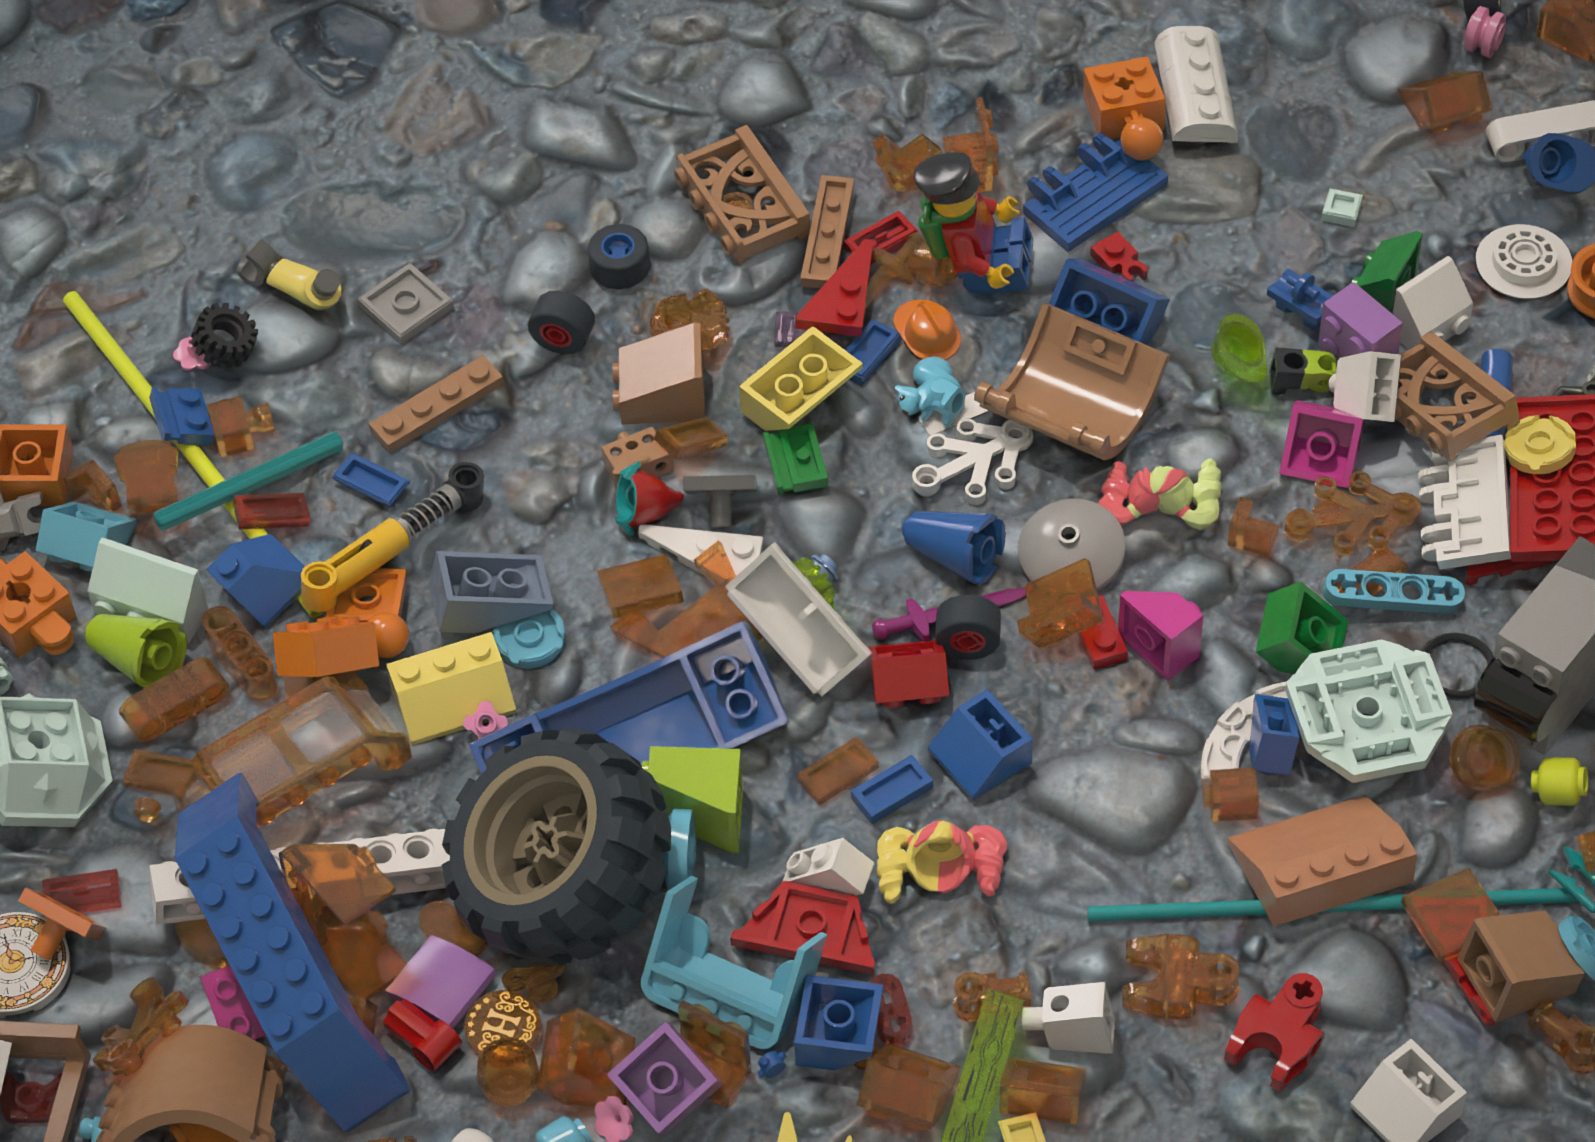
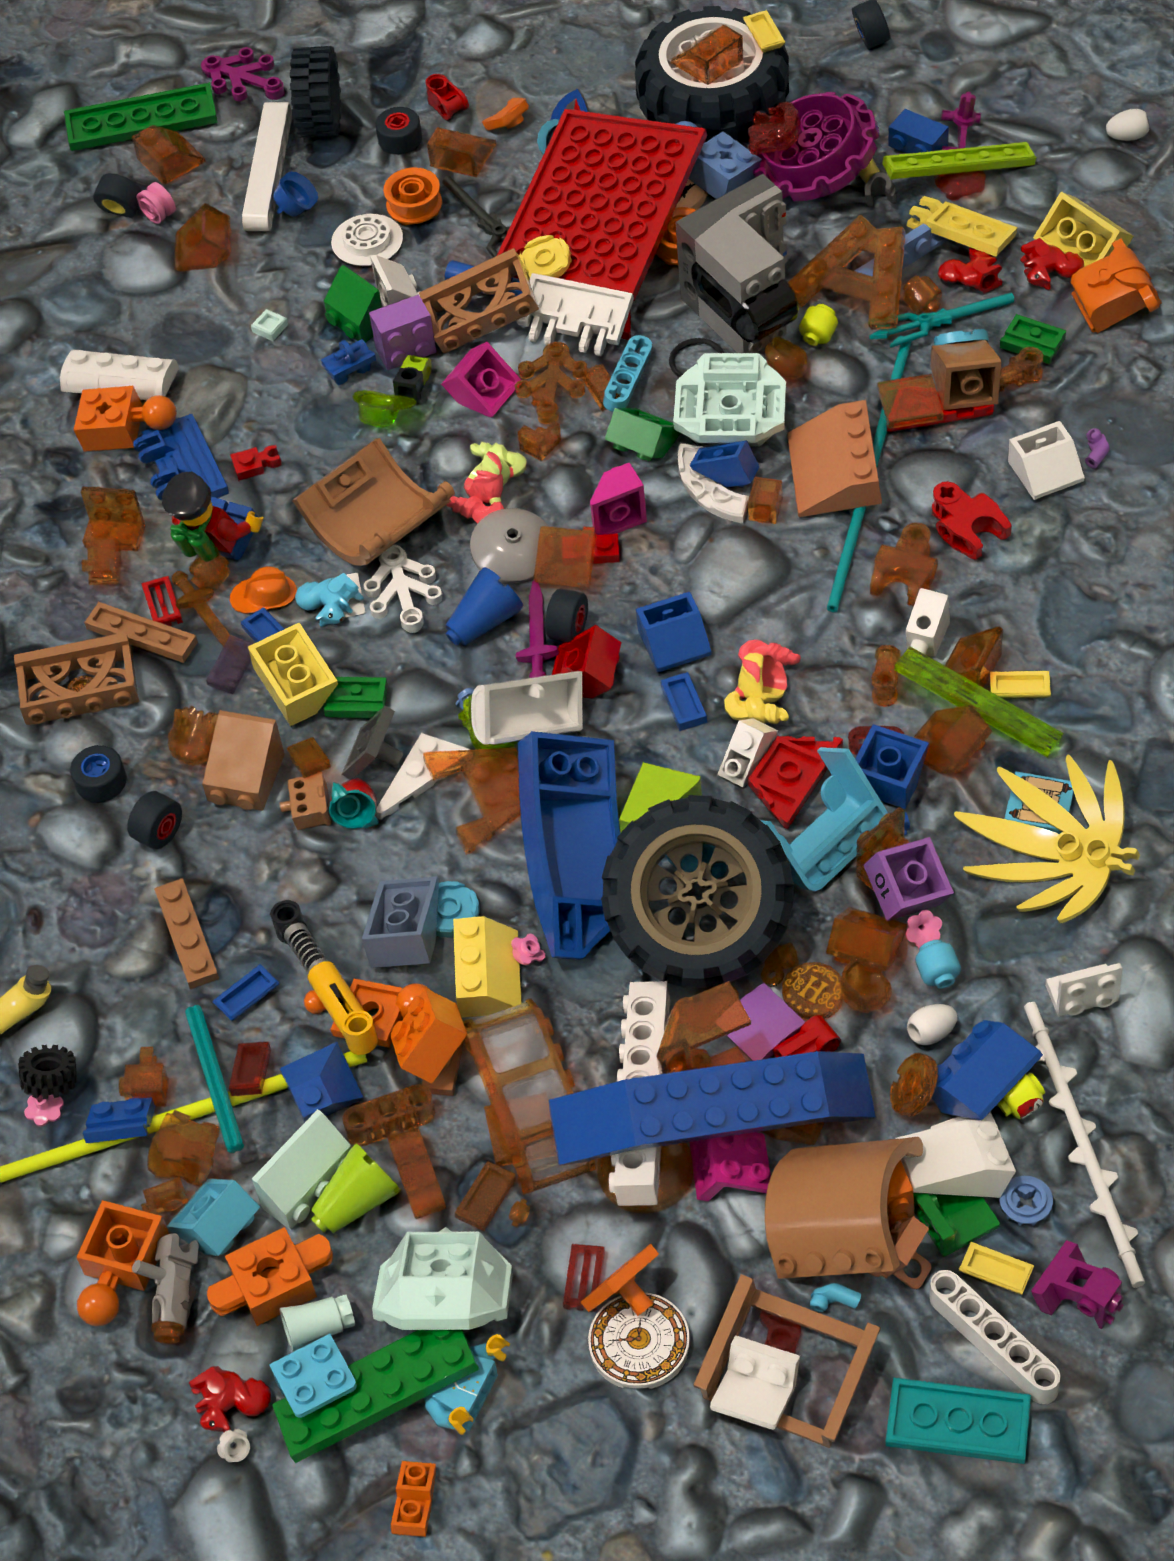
camera: 70 degrees left, 0 degrees up
(126, 1046) = (755, 1236): clear orange plant -> none
(405, 303) = (68, 938): light grey tile -> none
(640, 586) = (438, 819): clear orange tile -> none
(837, 770) = (654, 731): clear orange tile -> none
(842, 299) = (221, 630): red wing -> none
(1109, 300) = (296, 473): blue slope -> none
(1367, 385) = (457, 334): white torso -> none

